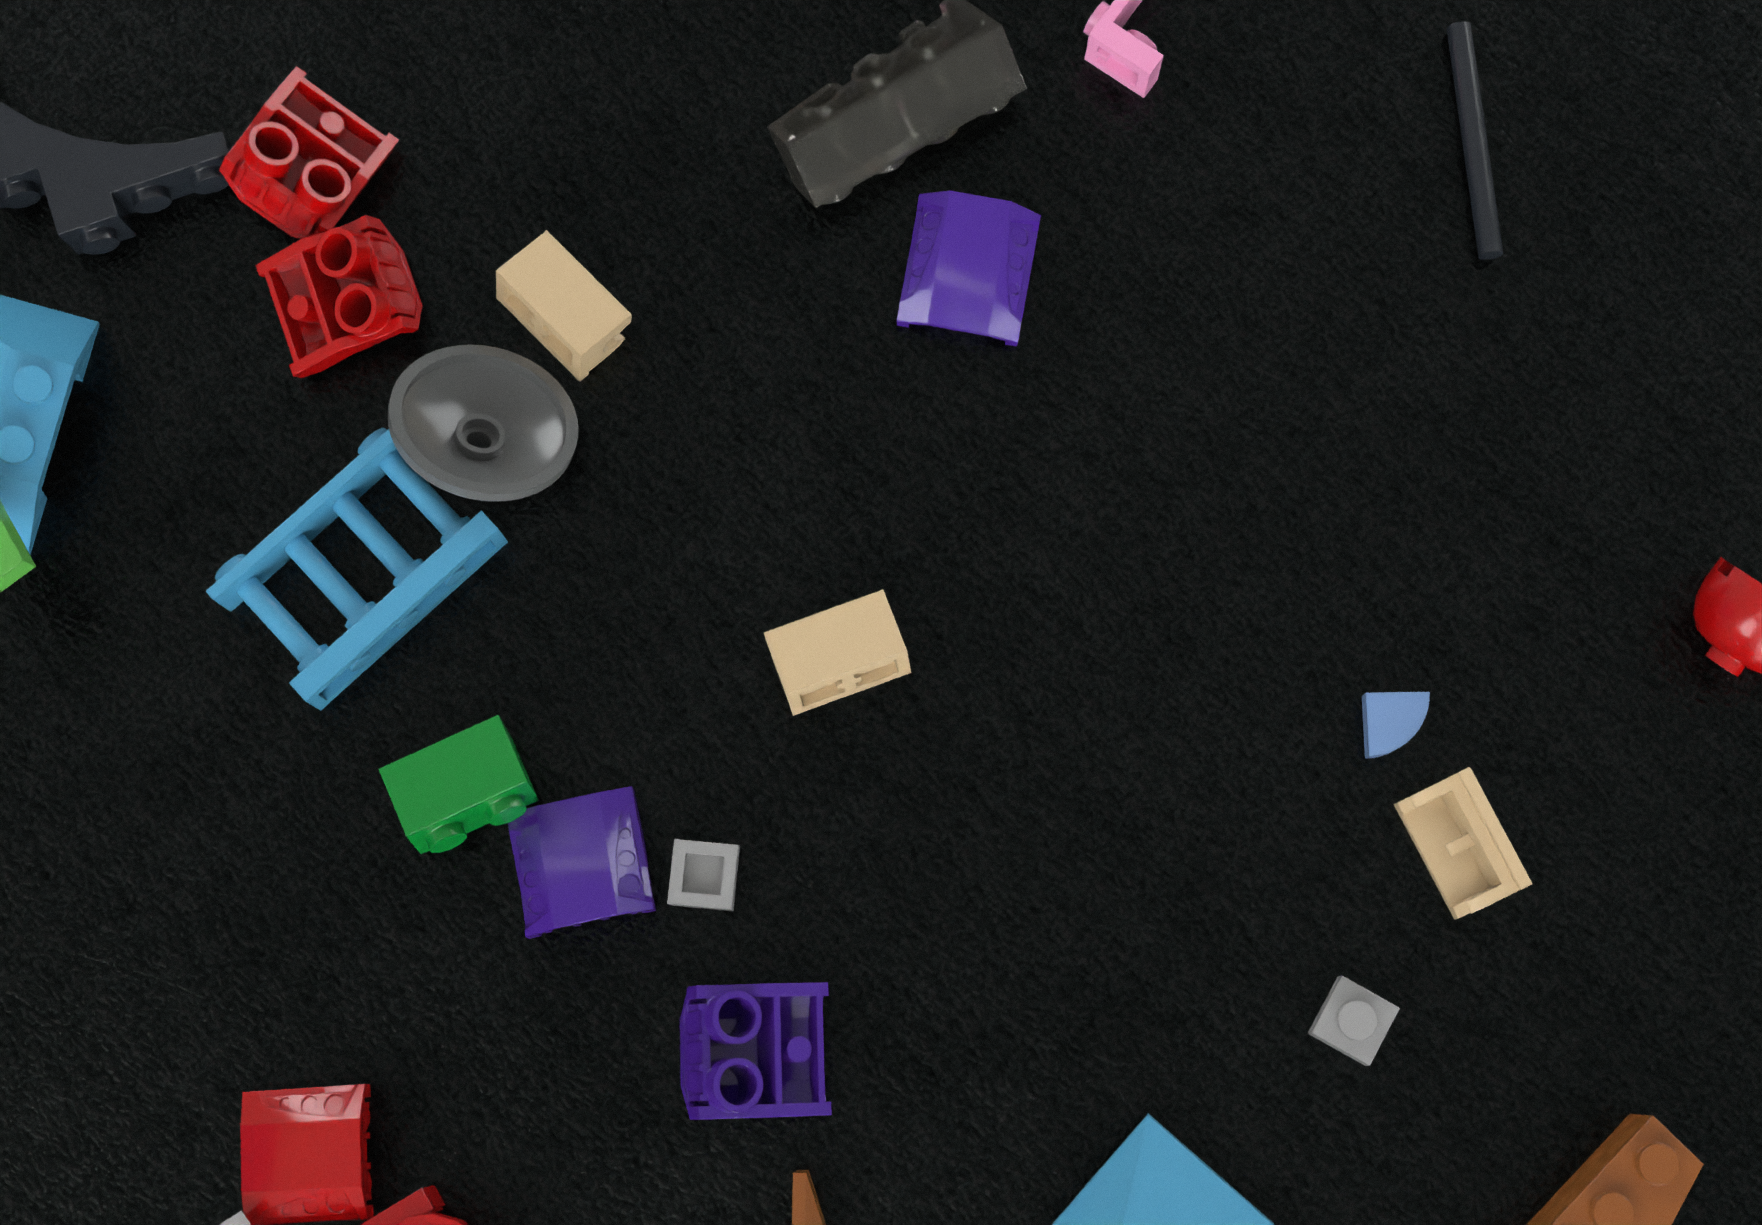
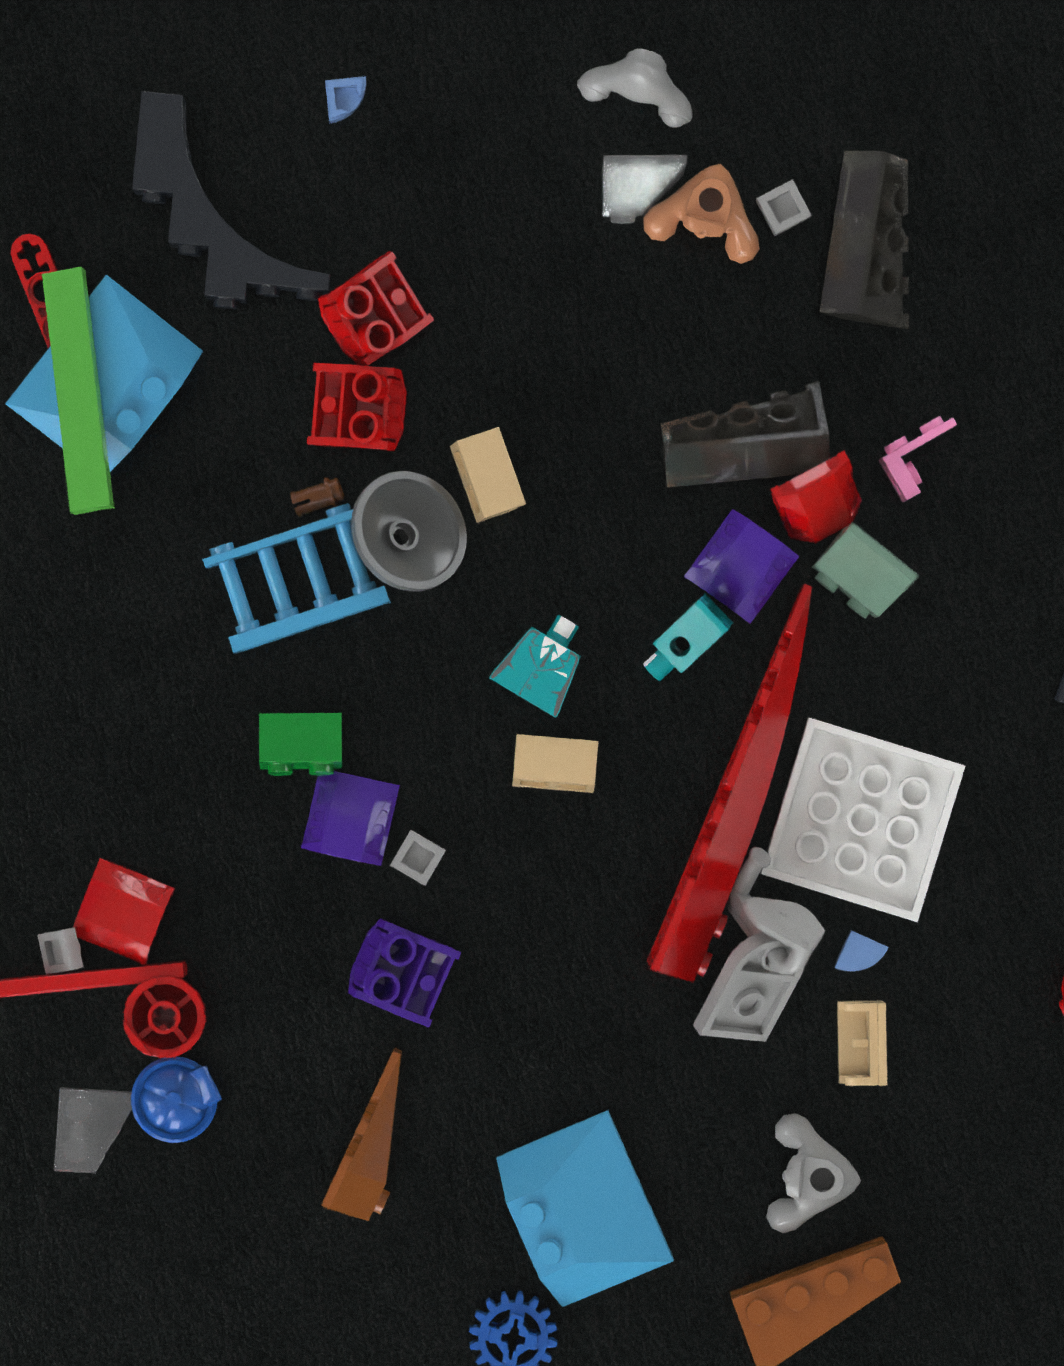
camera: 25 degrees right, 10 degrees up
(339, 441) = (320, 496): none -> reddish brown pin
(754, 528) = (541, 666): none -> teal torso
(946, 363) = (700, 626): none -> teal torso
(1028, 128) = (818, 500): none -> red slope
(1122, 609) = (733, 815): none -> red wedge
(1140, 181) = (862, 572): none -> sand green slope
(1270, 794) = (764, 966): none -> light grey plate
(1304, 533) = (863, 819): none -> white plate
(1353, 1020) = (751, 1112): light grey plate -> none
(1495, 1066) = (813, 1178): none -> light grey head

